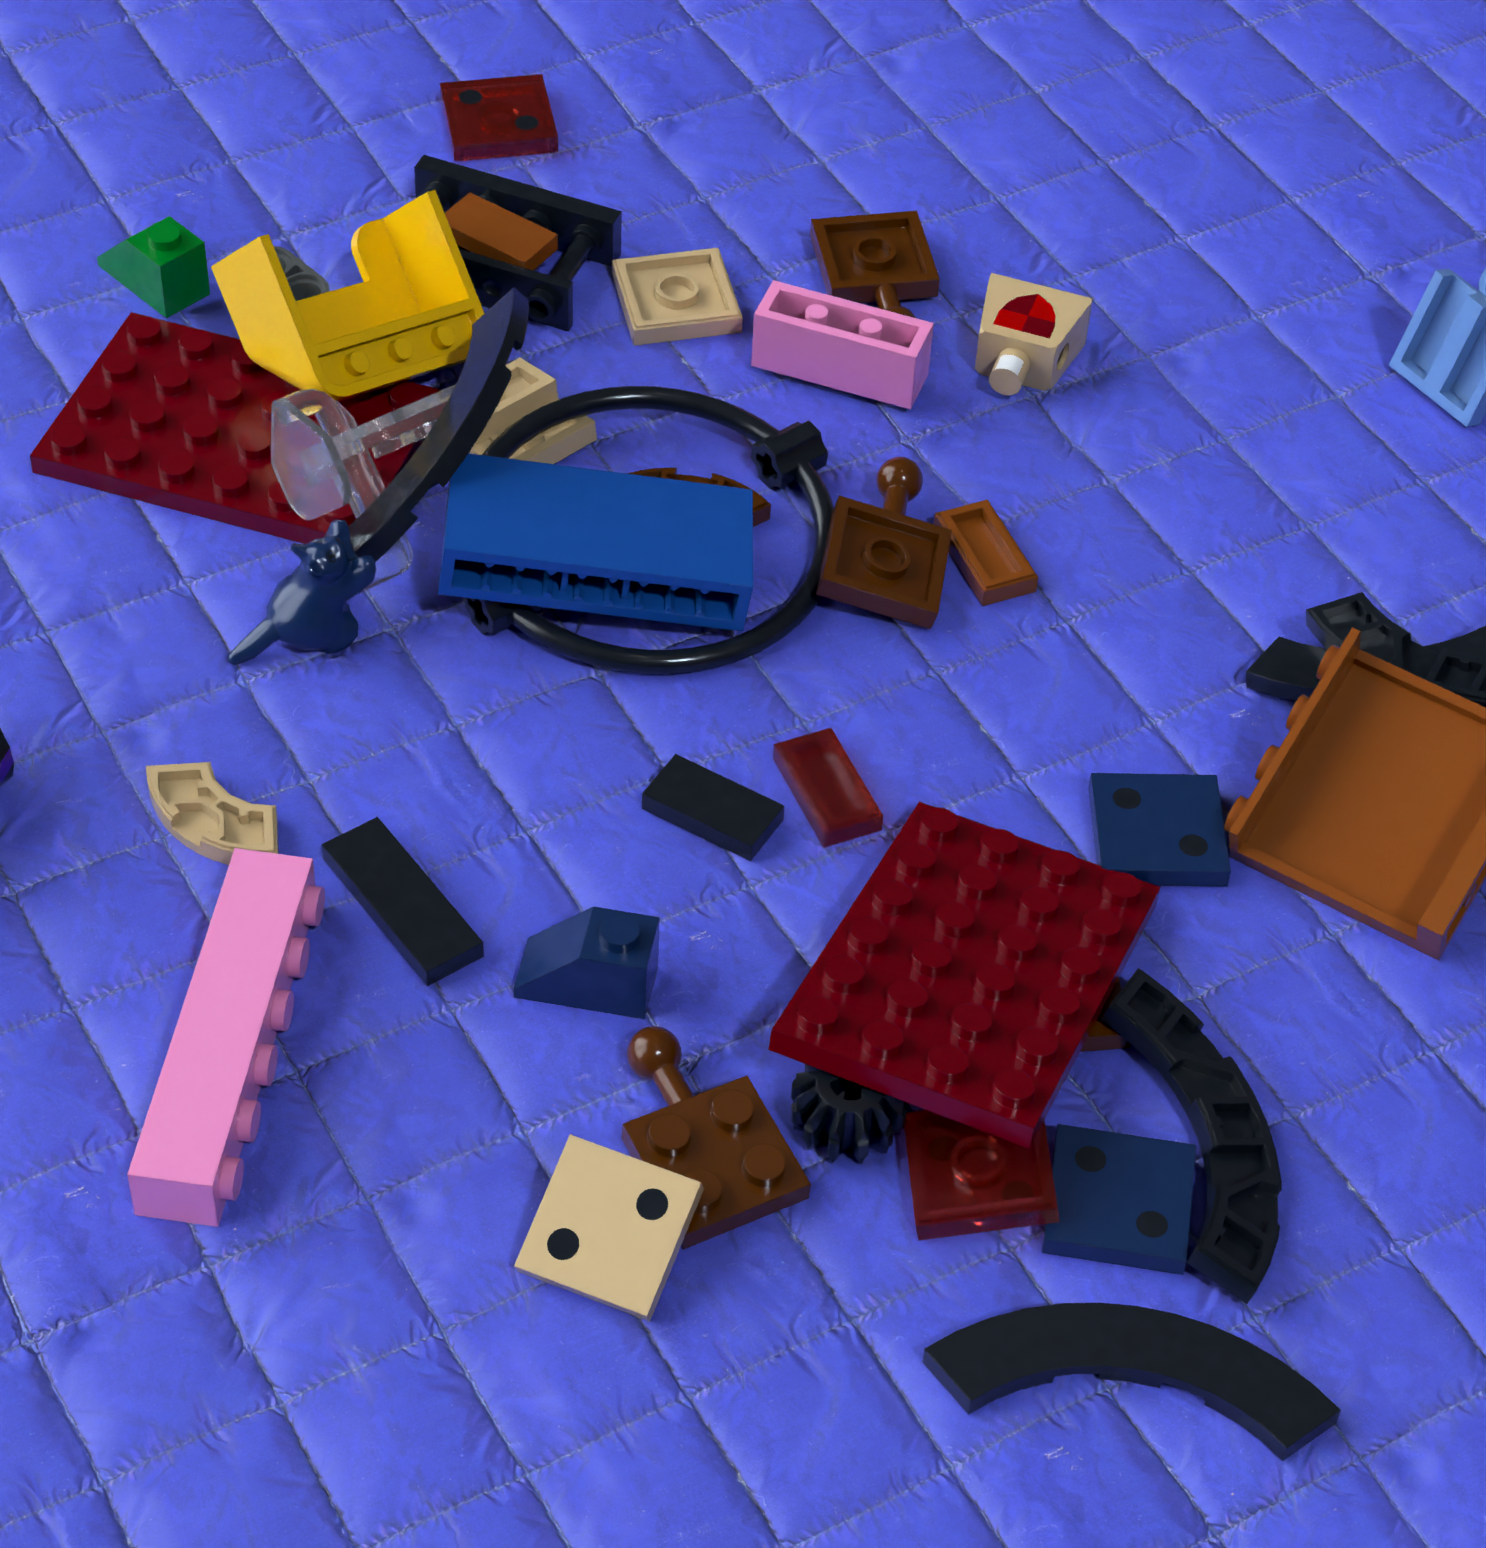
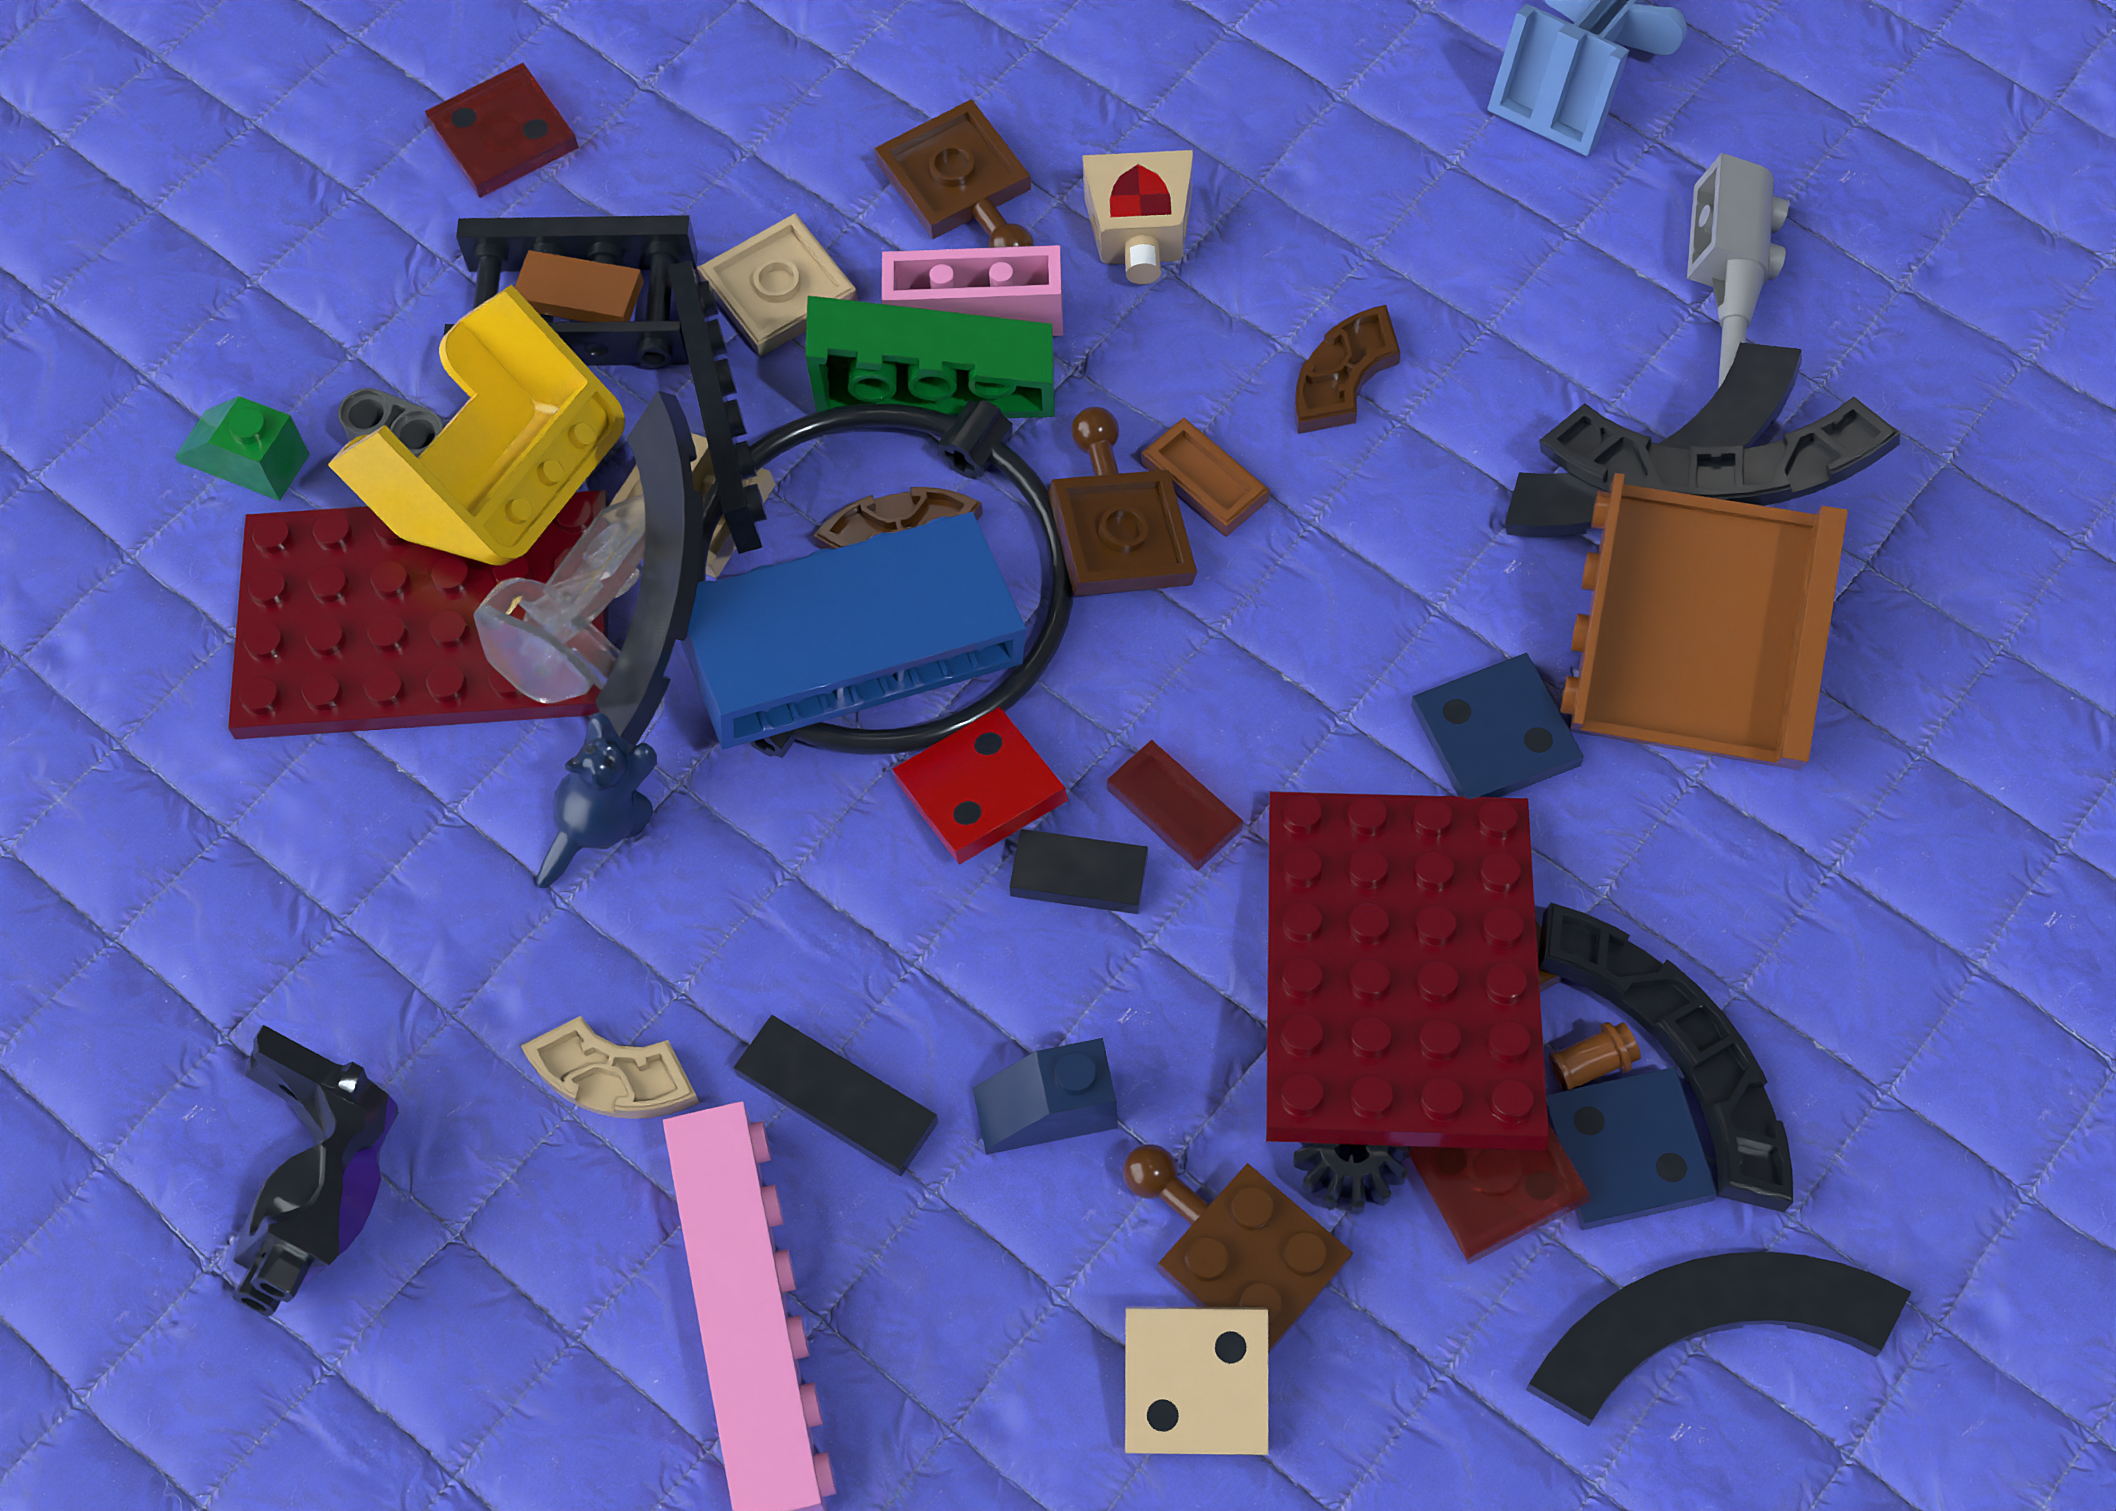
camera: 15 degrees left, 15 degrees up
(569, 349) = (721, 418): none -> black plate
(656, 709) = (980, 785): none -> red tile
(775, 375) = (927, 358): none -> green wedge
(1123, 1110) = (1595, 1056): none -> dark orange pin
(1142, 518) = (1341, 366): none -> reddish brown tile

